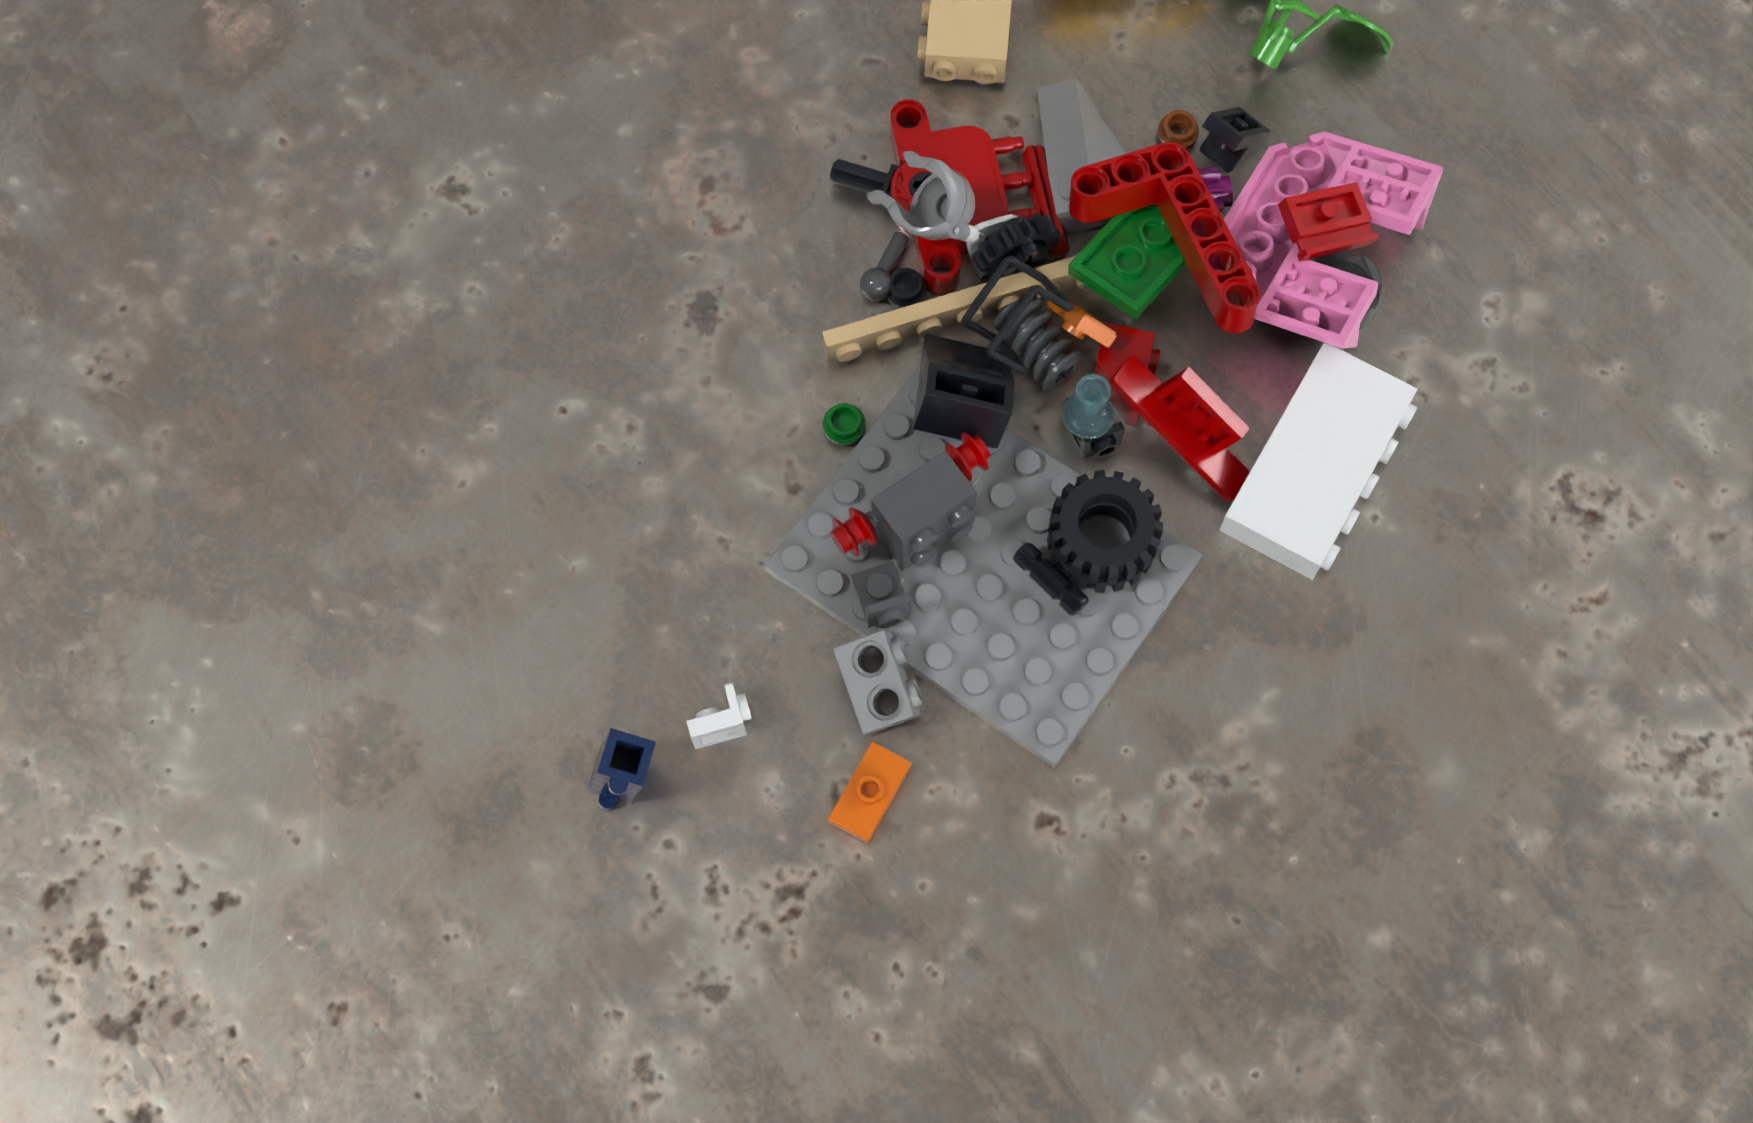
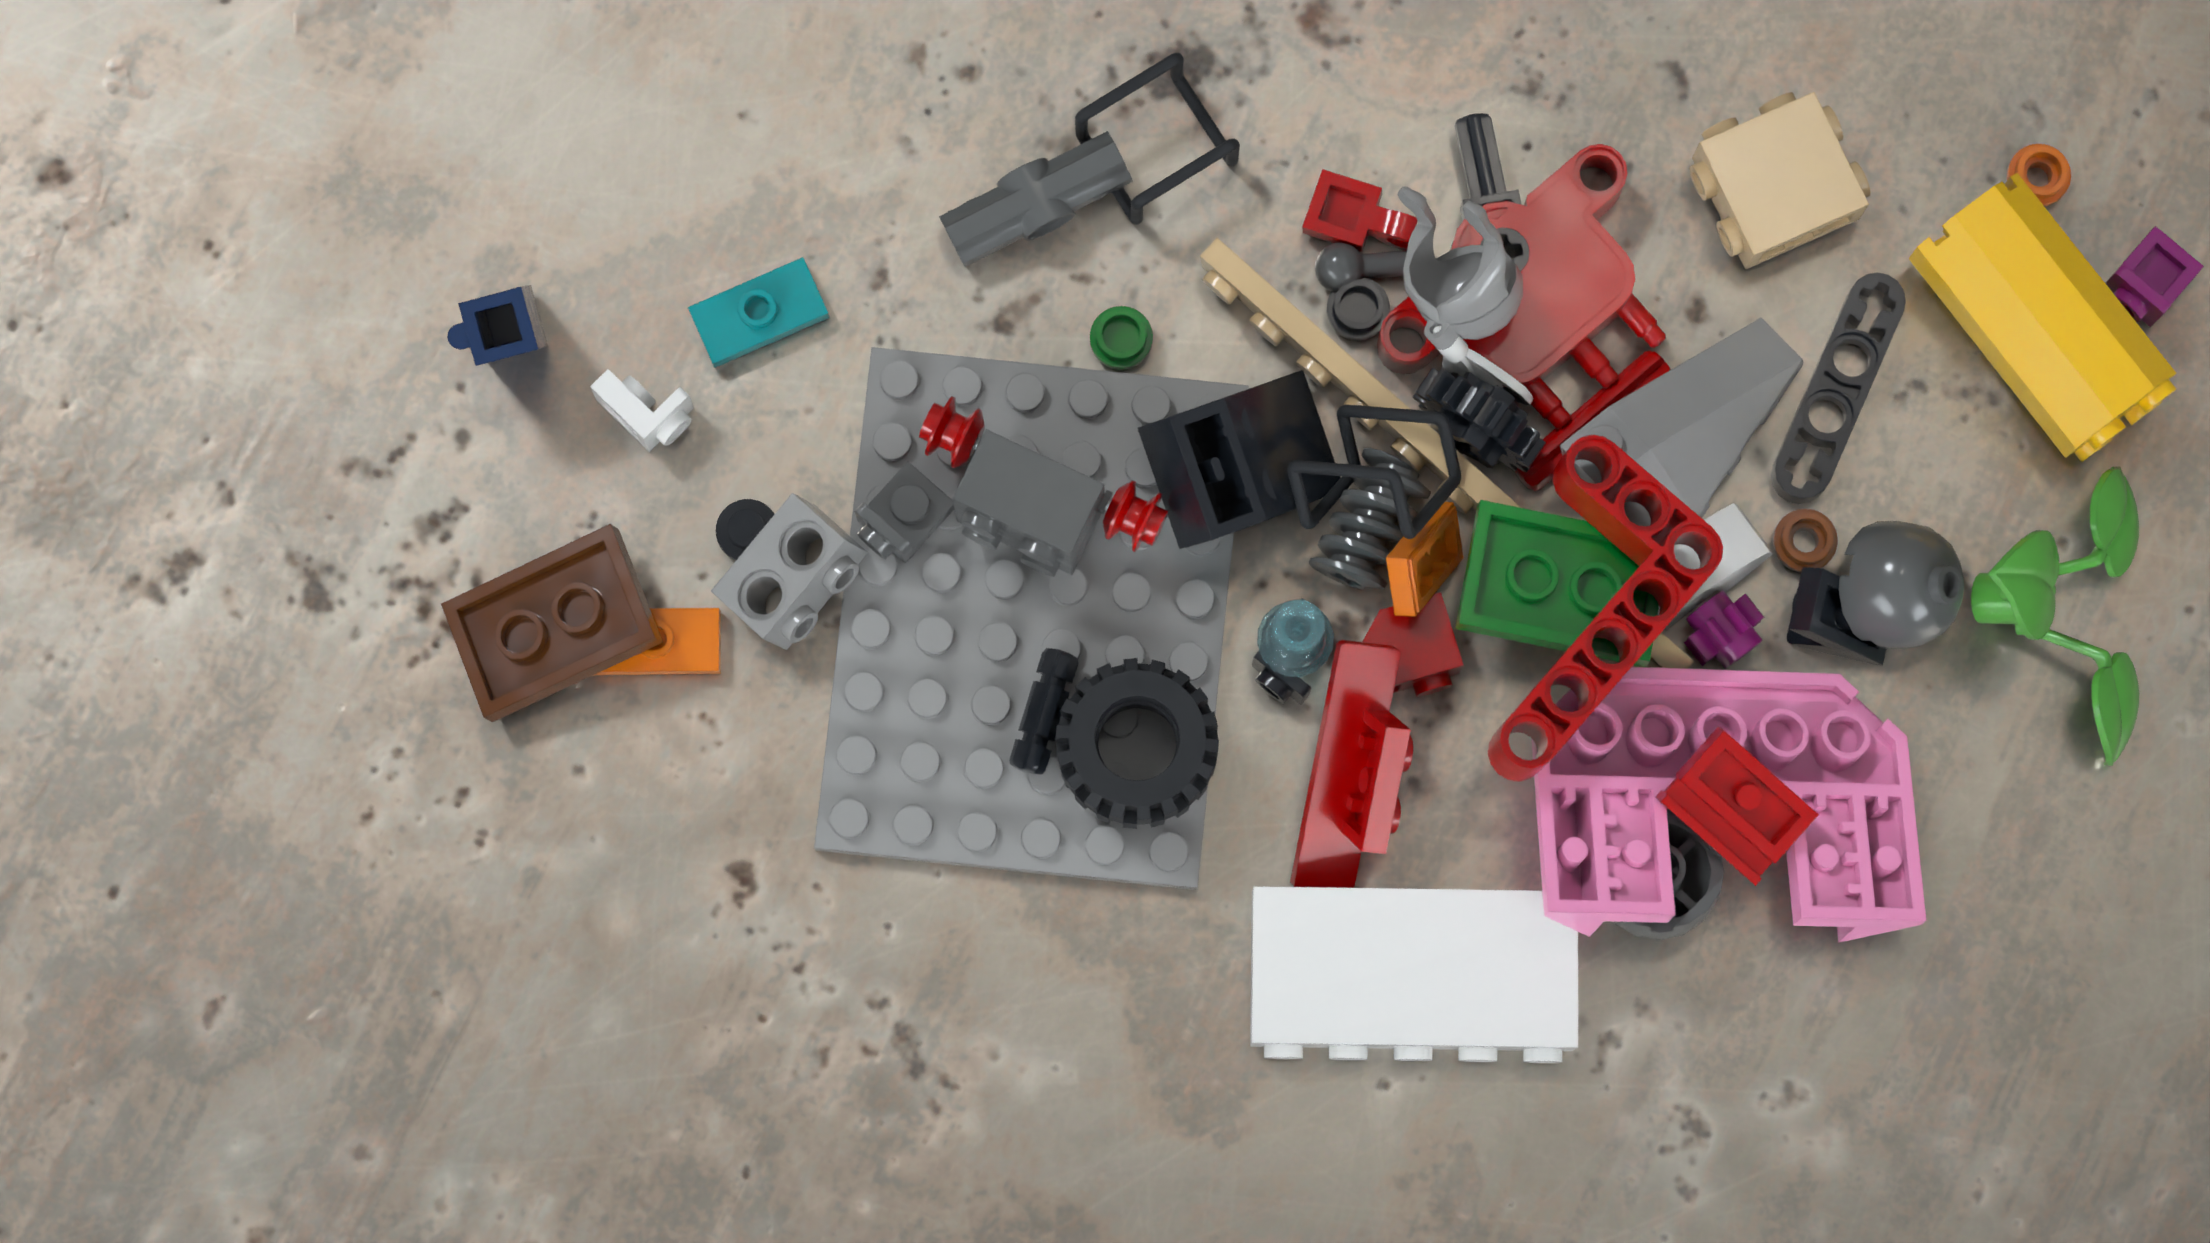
camera: 60 degrees right, 10 degrees up
(701, 621) = (758, 312): none -> teal plate
(733, 424) = (1036, 198): none -> dark grey piece
(771, 312) = (1223, 149): none -> black piece
(824, 846) = (551, 623): none -> reddish brown plate
(831, 699) = (740, 525): none -> black plate
(847, 261) = (1349, 212): none -> red plate
(1095, 74) = (1834, 386): none -> black beam
(1240, 83) = (1900, 585): none -> dark grey cylinder

